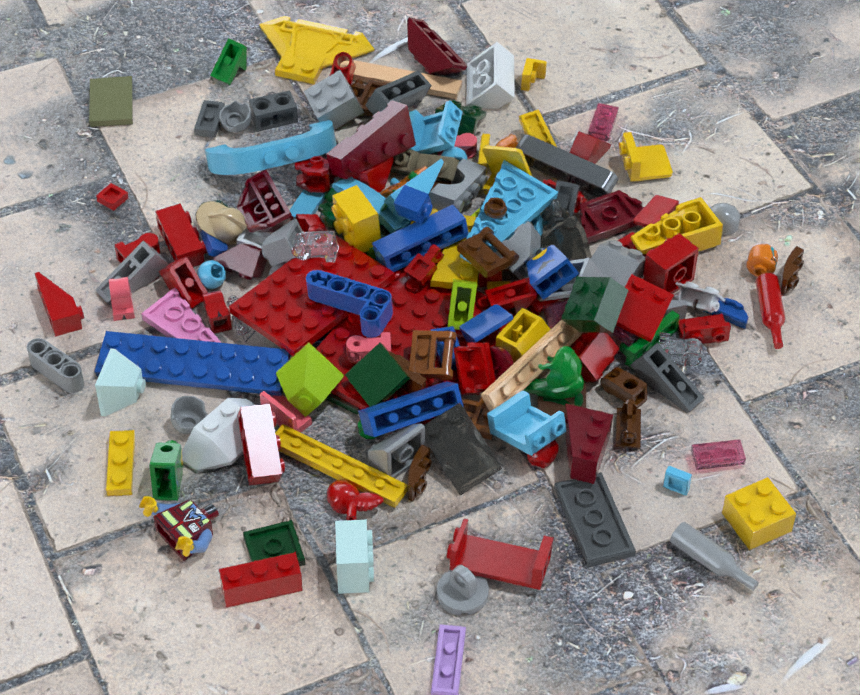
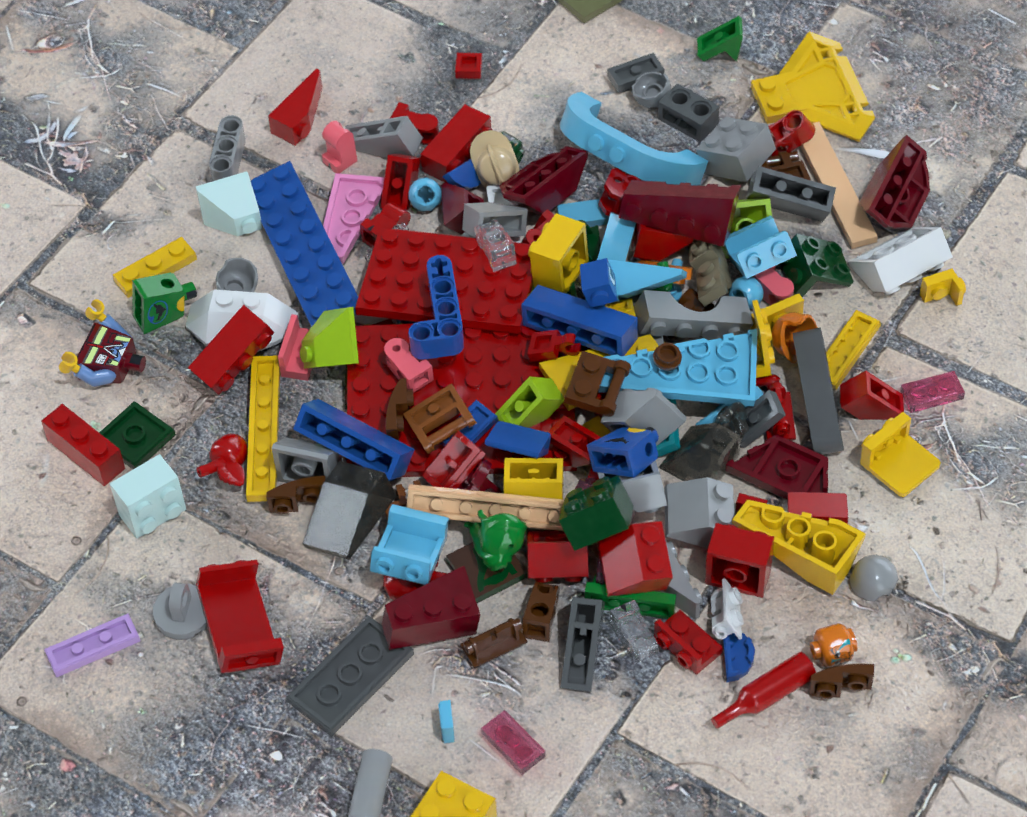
camera: 60 degrees right, 5 degrees up
(377, 375) = (372, 388): dark green tile -> none

